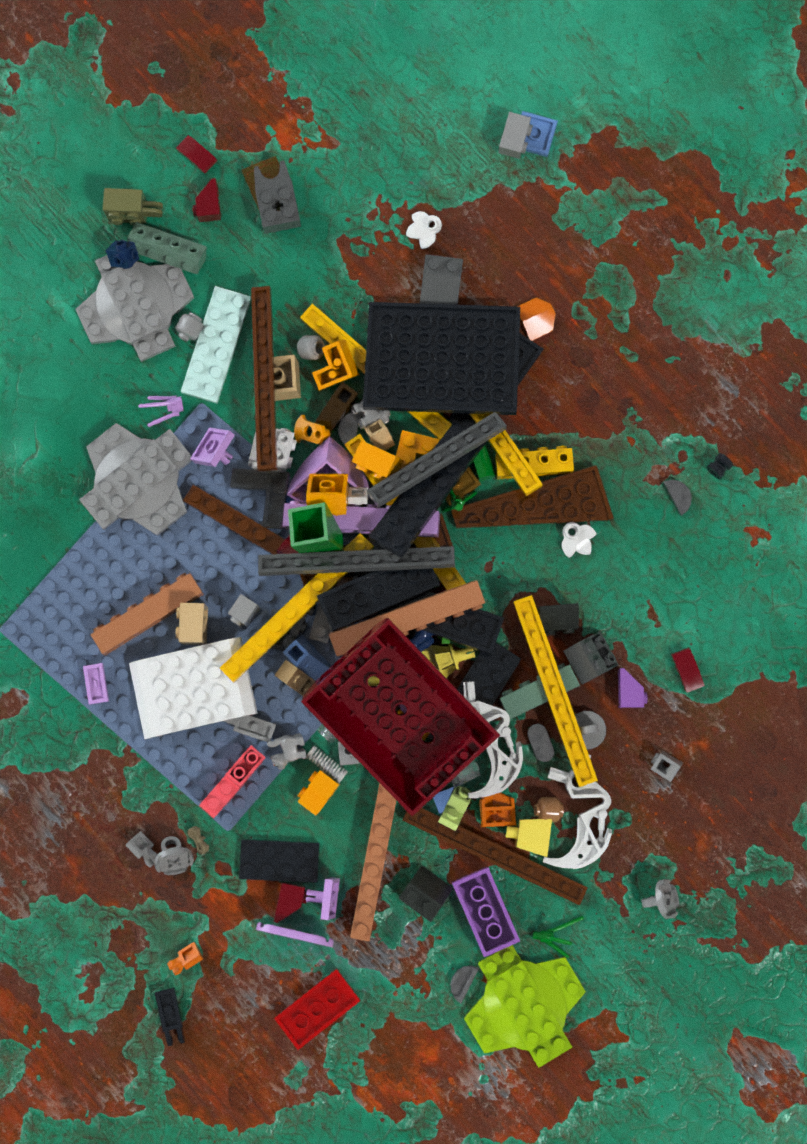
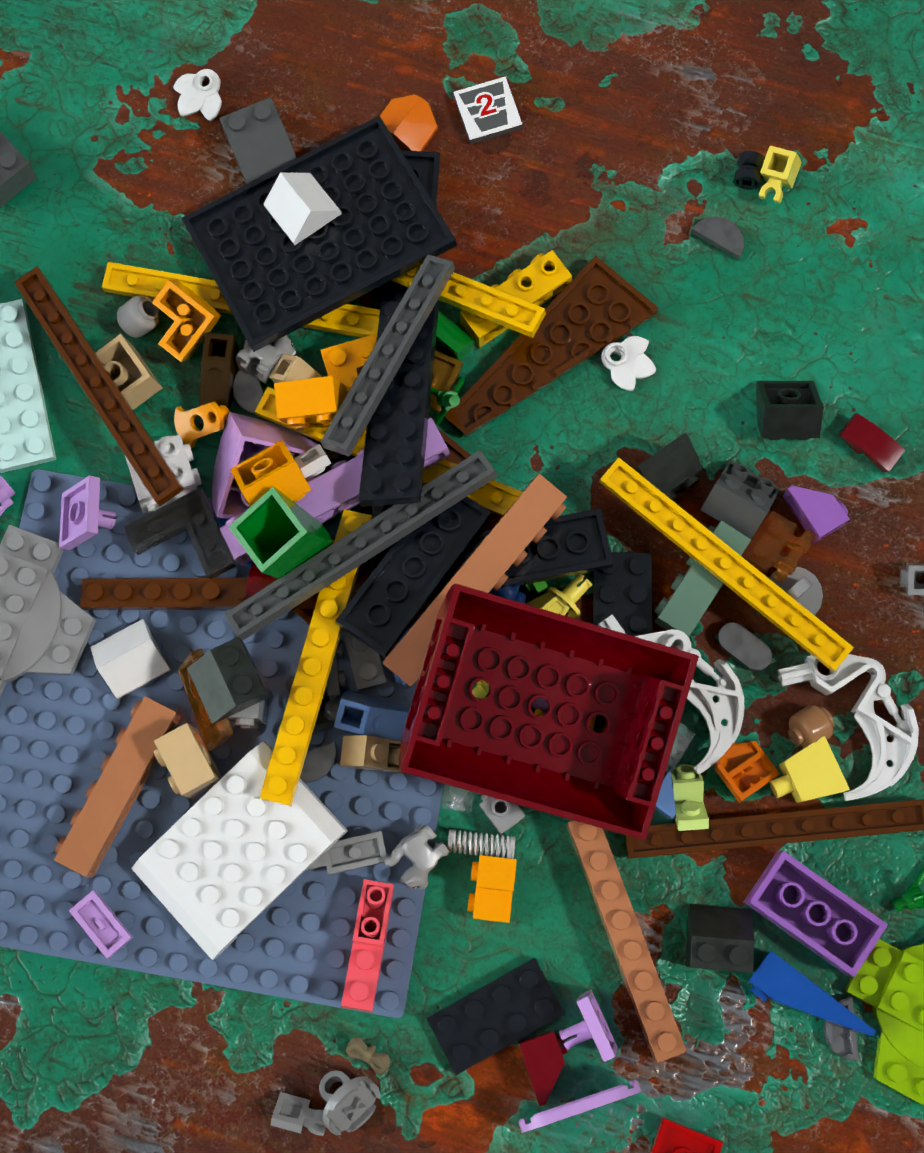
camera: 30 degrees left, 5 degrees down
(193, 545) = (129, 659): none -> white slope
(221, 595) = (213, 734): none -> clear orange tile
(238, 594) = (227, 680): none -> pearl dark grey slope
(264, 666) = (318, 763): none -> flat silver tile
(441, 337) = (300, 205): none -> white slope
(445, 940) = (790, 988): none -> blue slope
(588, 337) = (487, 110): none -> tile
(591, 692) = (769, 542): none -> clear orange plate
(651, 622) = (788, 409): none -> pearl dark grey slope
(736, 477) = (779, 170): none -> light yellow brick

